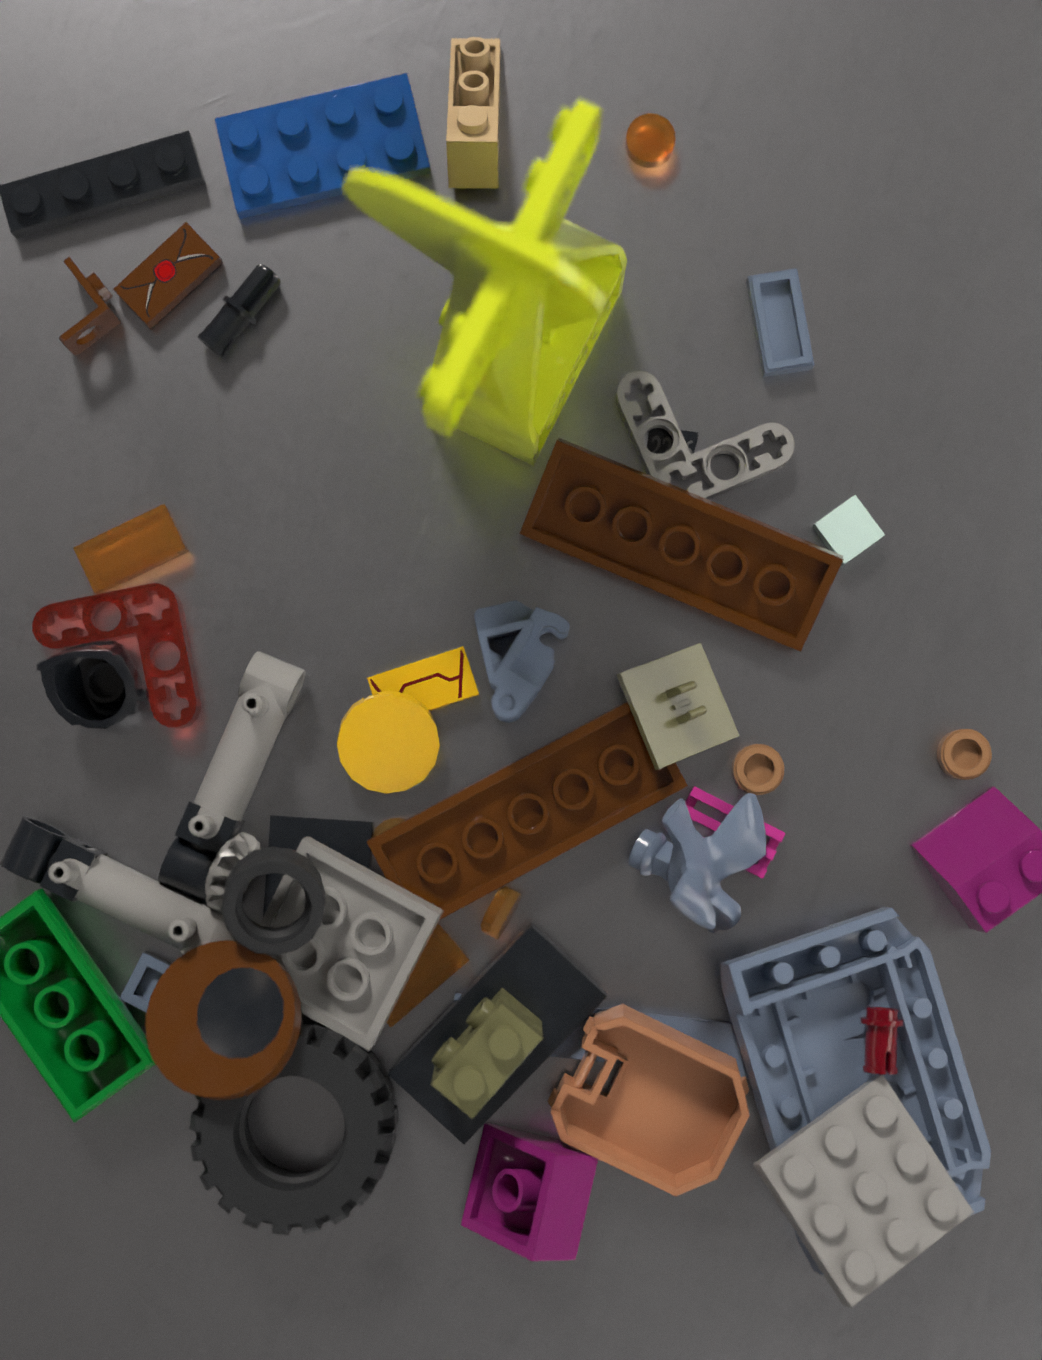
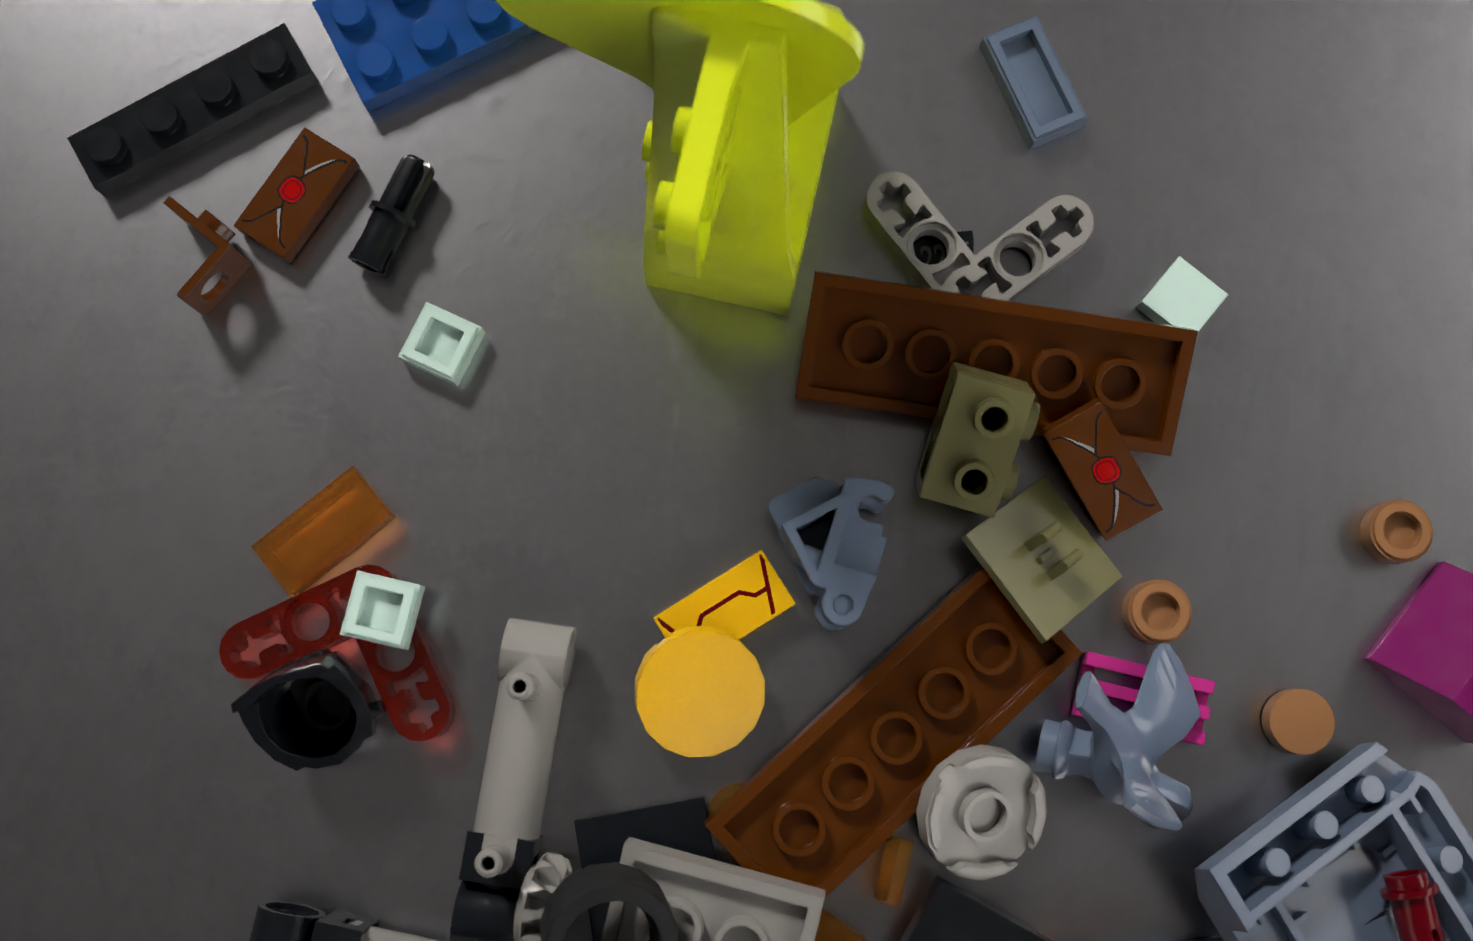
camera: 20 degrees left, 5 degrees down
(162, 621) = (382, 610): none -> light aqua tile
(255, 423) = (442, 344): none -> light aqua tile
(578, 884) = (981, 811): none -> light grey tile
(648, 601) = (976, 440): none -> olive brick
(742, 648) = (1101, 469): none -> reddish brown tile
(842, 879) = (1298, 721): none -> medium nougat tile

